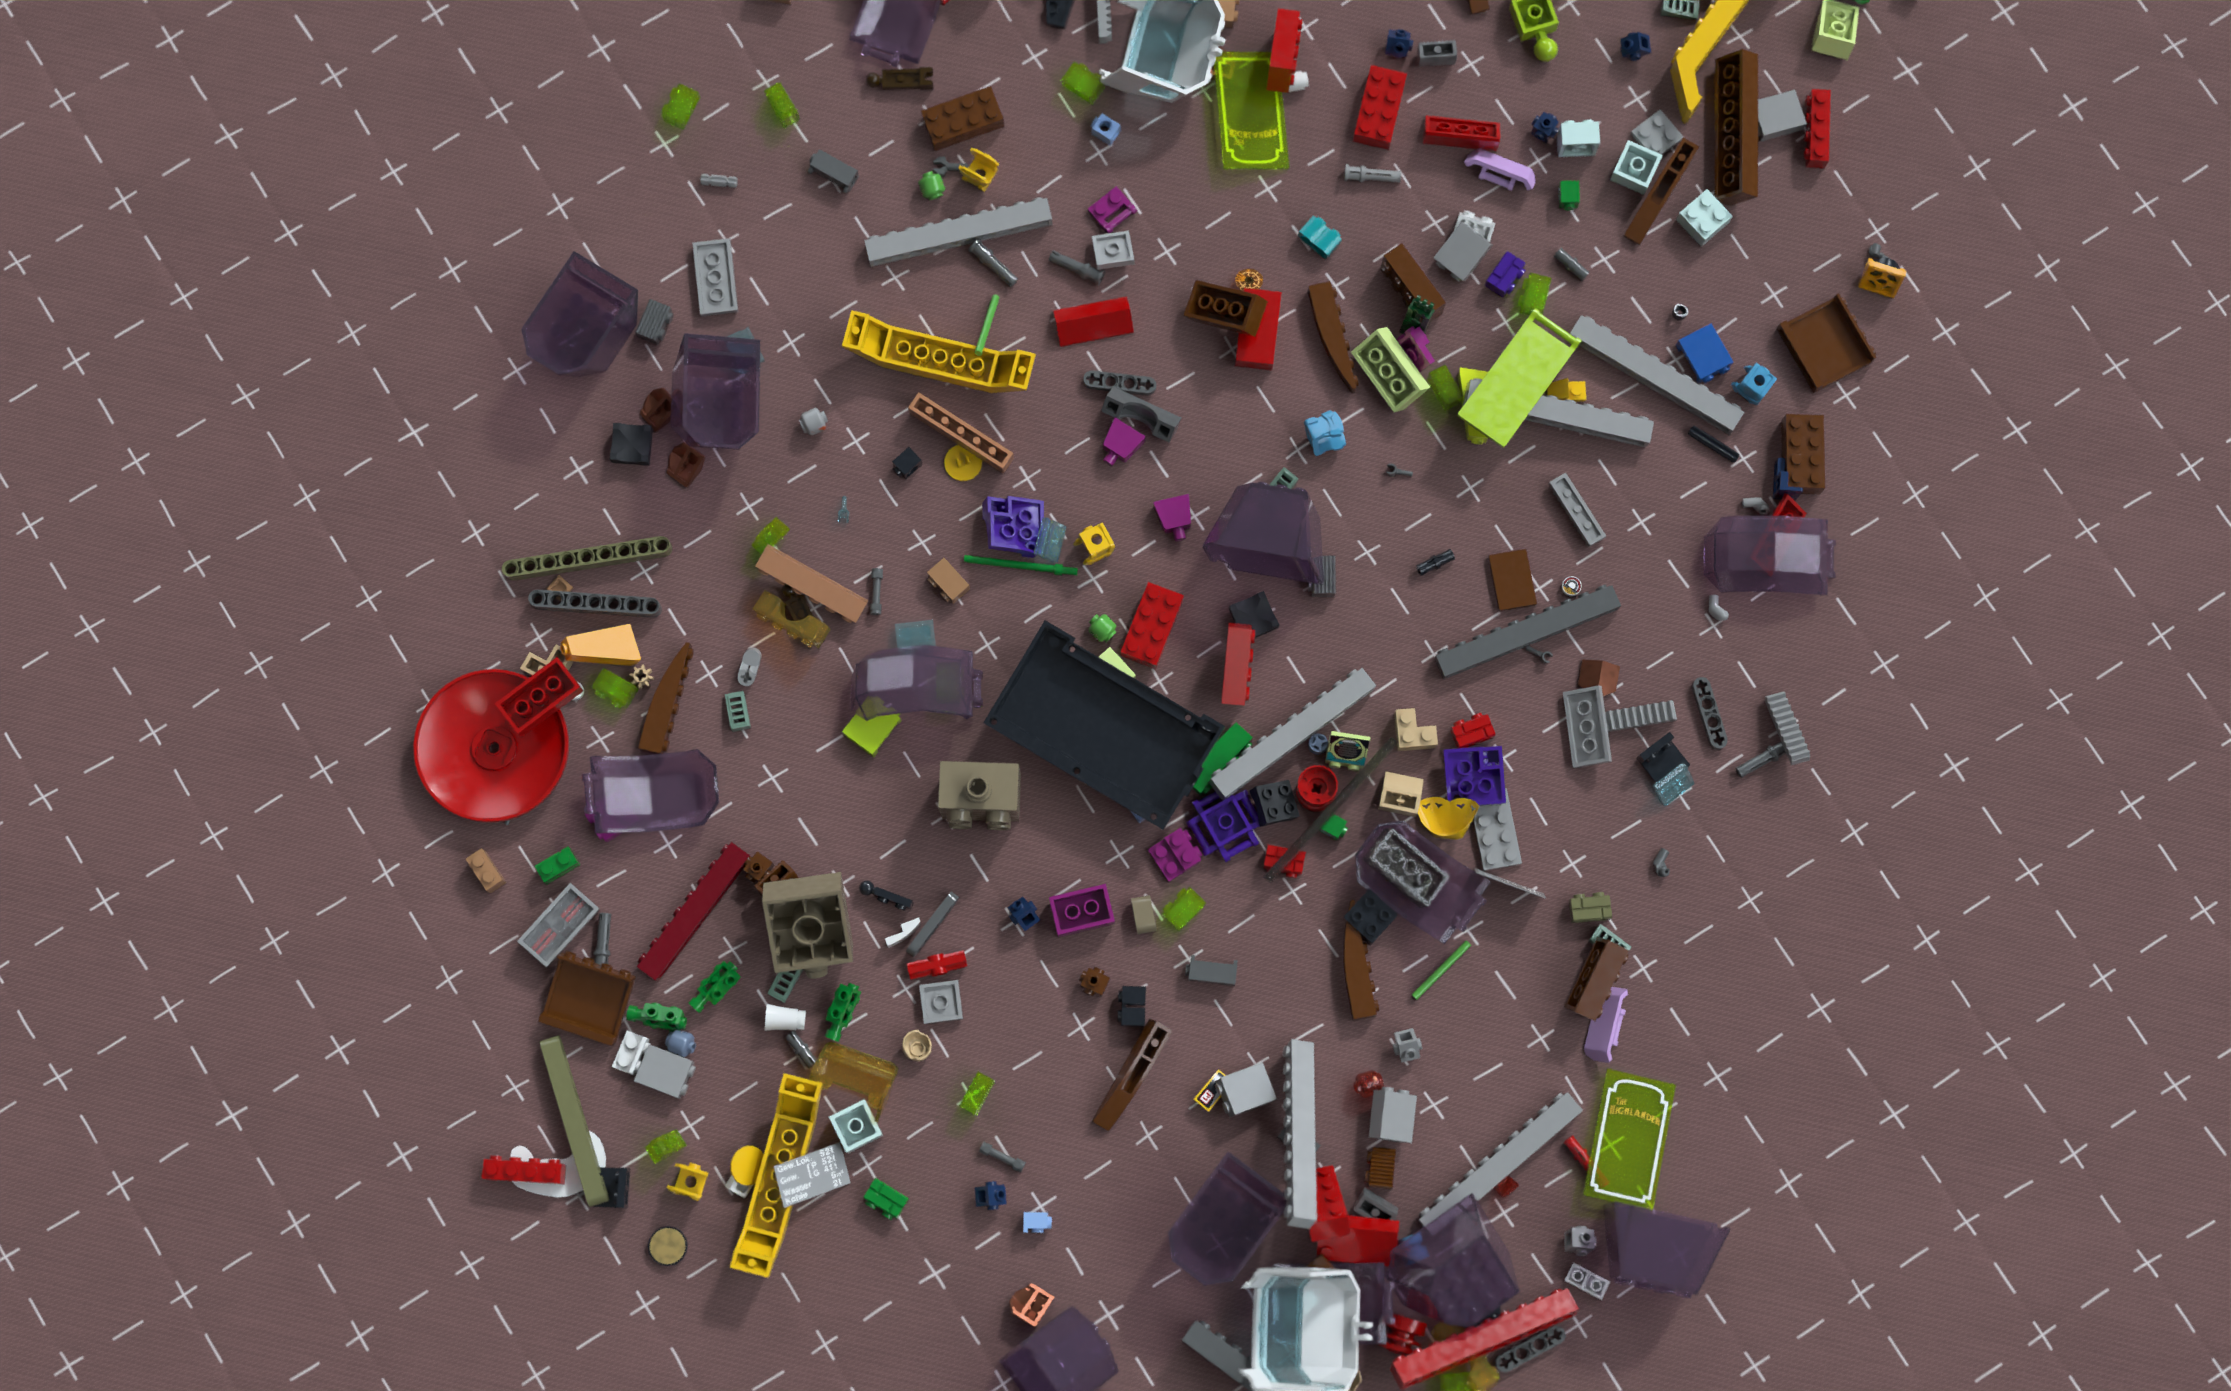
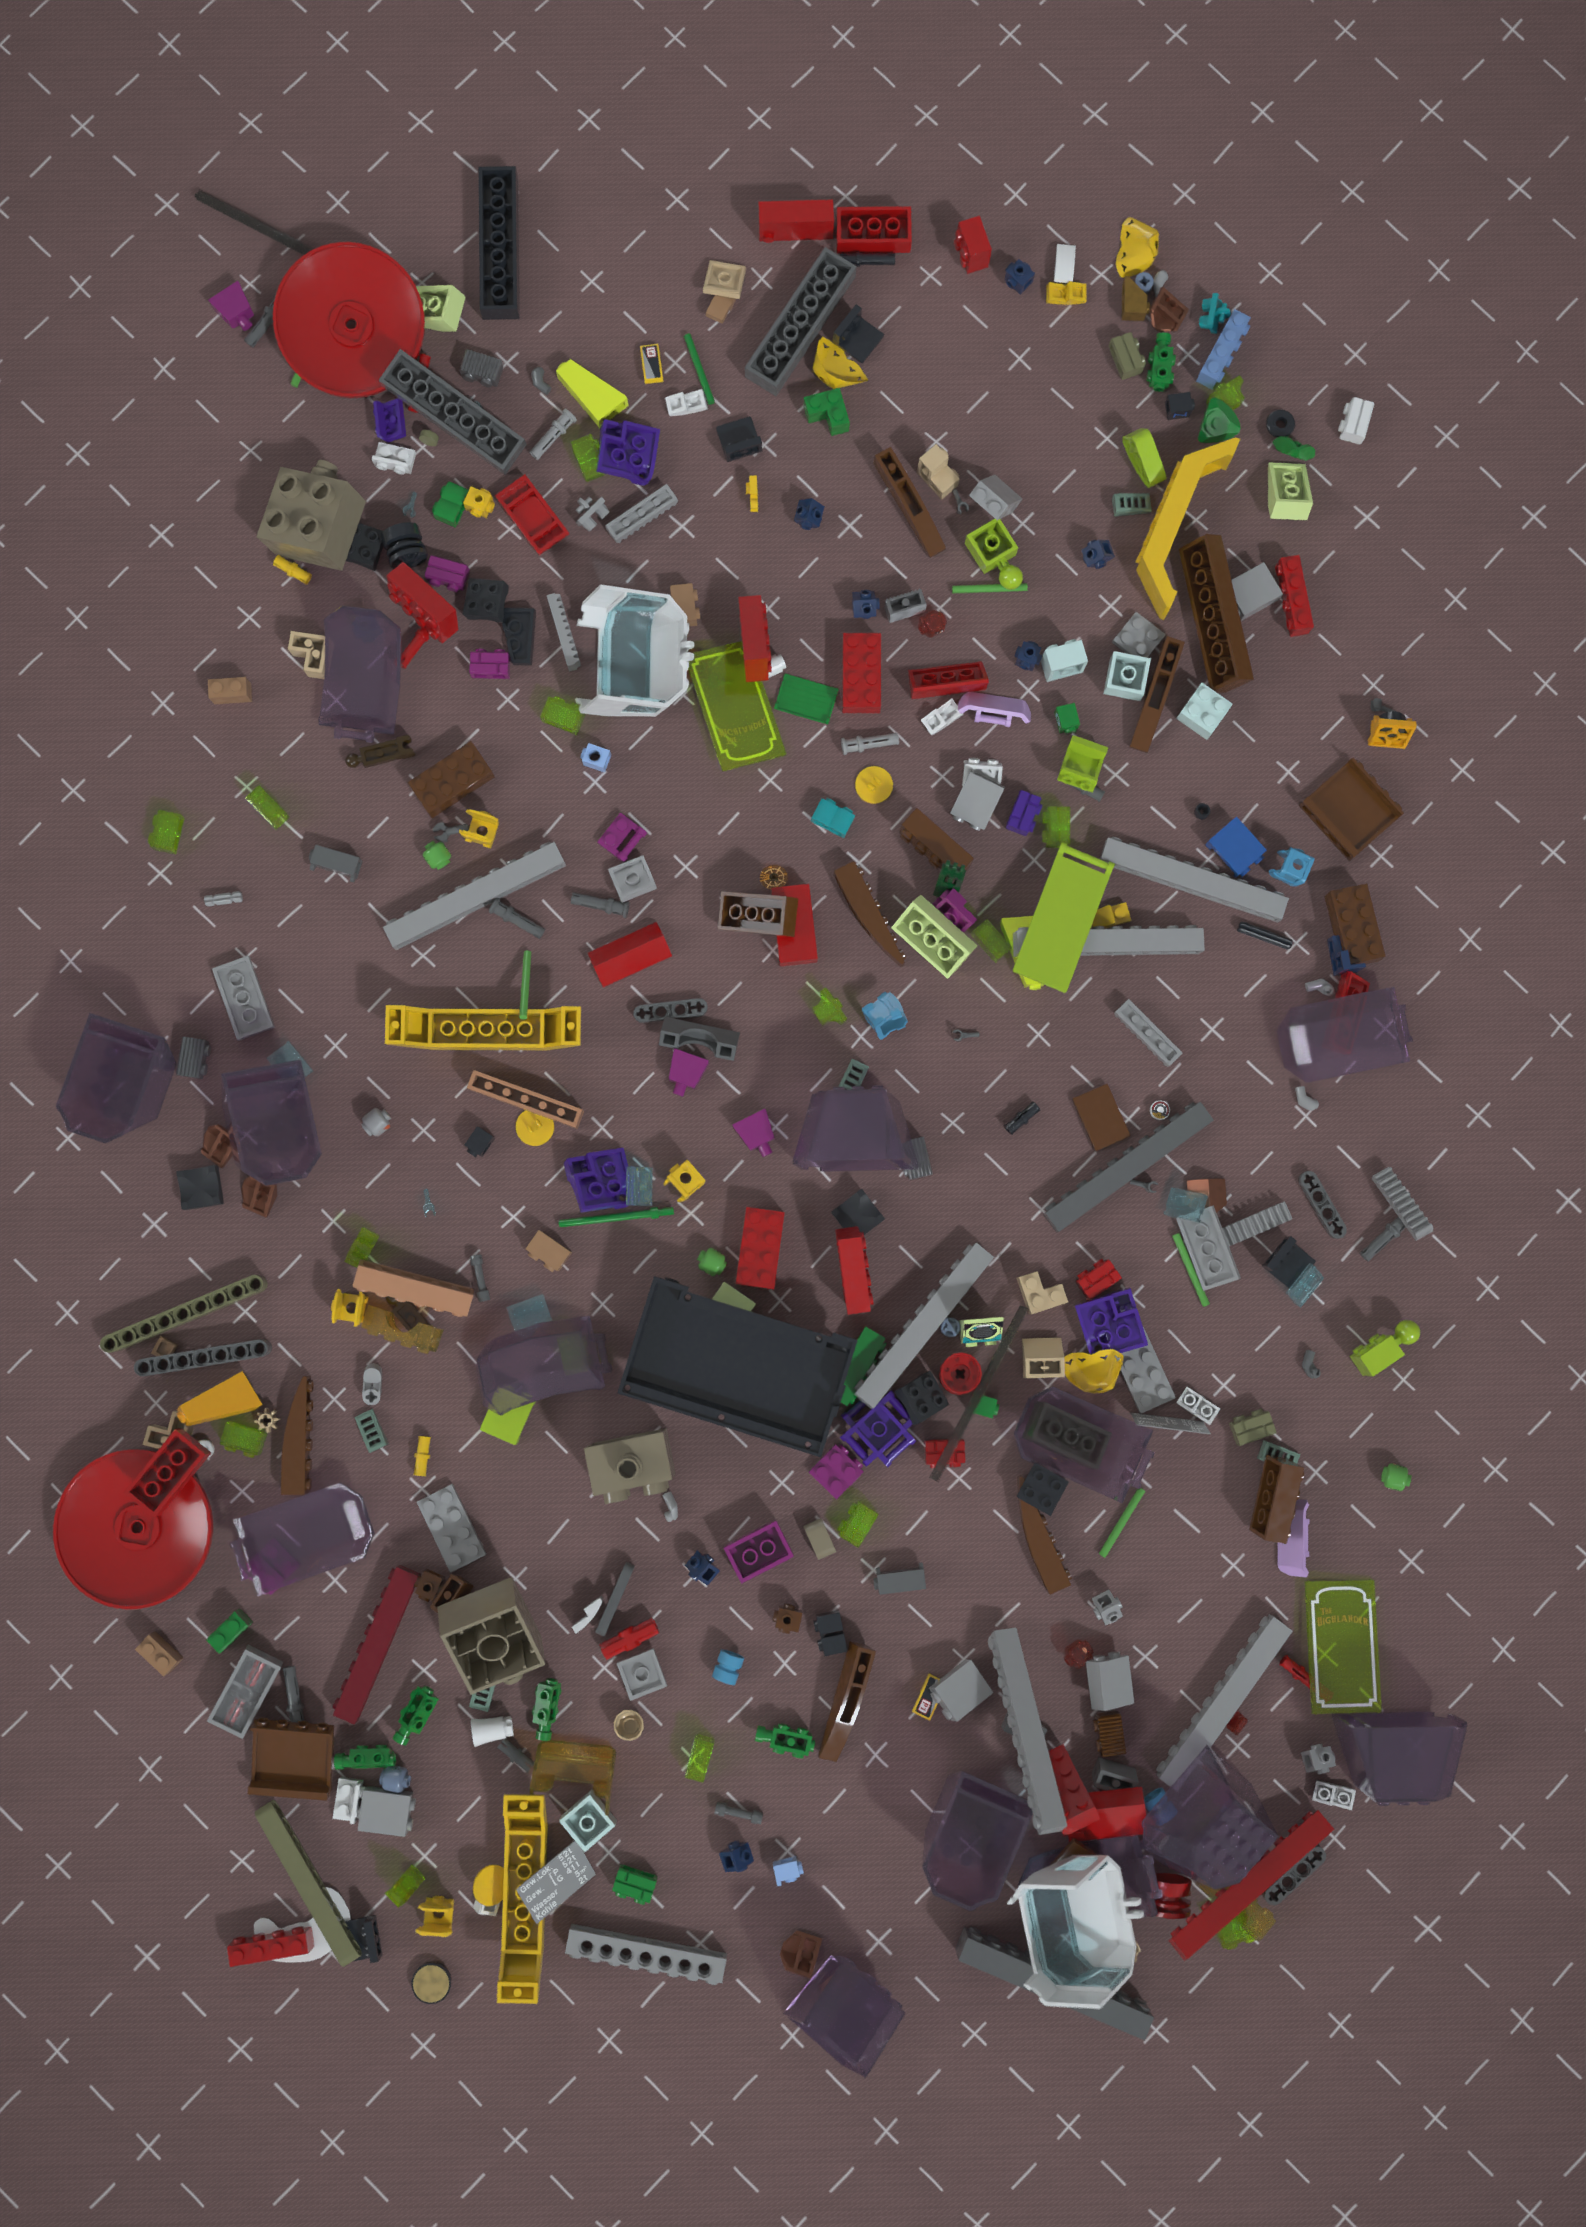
camera: 20 degrees left, 5 degrees up
(740, 581) = (340, 1303): none -> yellow piece
(780, 745) = (422, 1456): none -> yellow pin
(791, 820) = (451, 1528): none -> light grey plate
(819, 1234) = (638, 1945): none -> light grey brick
(867, 888) = (542, 1578): black plate -> none
(1008, 848) = (672, 1514): none -> light grey arm
(1025, 19) = (490, 664): none -> magenta brick
(1025, 1014) = (727, 1668): none -> dark azure wheel
(1069, 1099) = (789, 1743): none -> green brick
(1272, 416) = (829, 1009): none -> clear neon green brick
(1321, 120) = (806, 699): none -> green piece
(1367, 215) = (874, 785): none -> yellow piece
(1447, 167) = (941, 717): none -> white slope
(1459, 76) = (932, 623): none -> clear red head
(1520, 55) = (985, 588): none -> bright green bar
(1542, 876) = (1198, 1406): none -> white slope
(1566, 745) = (1191, 1270): none -> bright green bar
(1573, 240) = (1082, 763): none -> lime panel
(1574, 680) = (1185, 1204): none -> clear light blue plate
(1720, 989) = (1396, 1477): none -> bright green head
(1737, 861) = (1384, 1349): none -> lime brick

